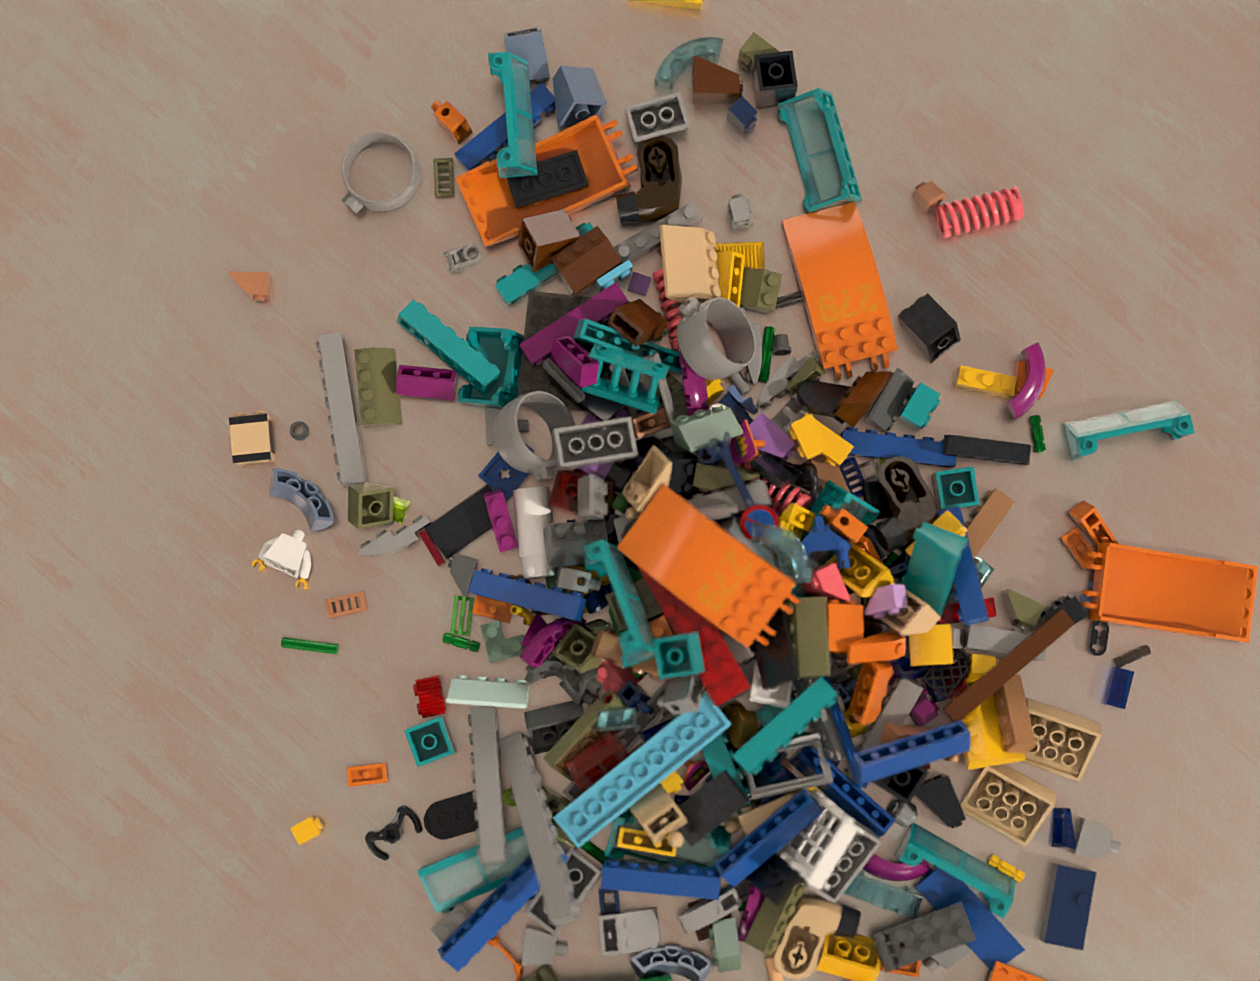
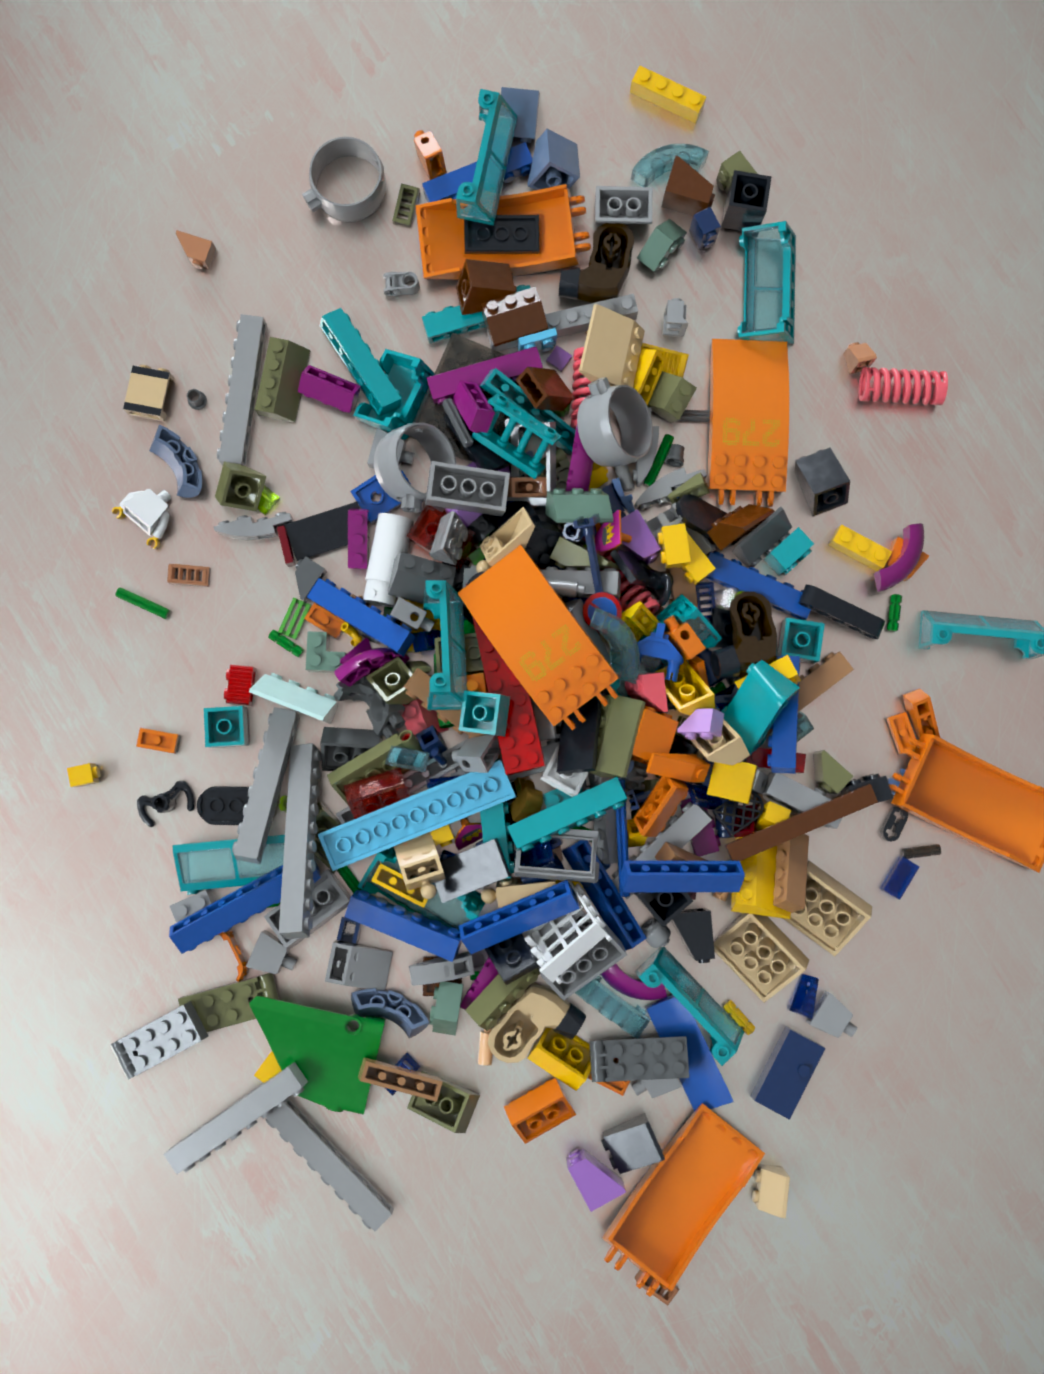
camera: 15 degrees right, 0 degrees up
(705, 142) = (661, 243): none -> sand green brick

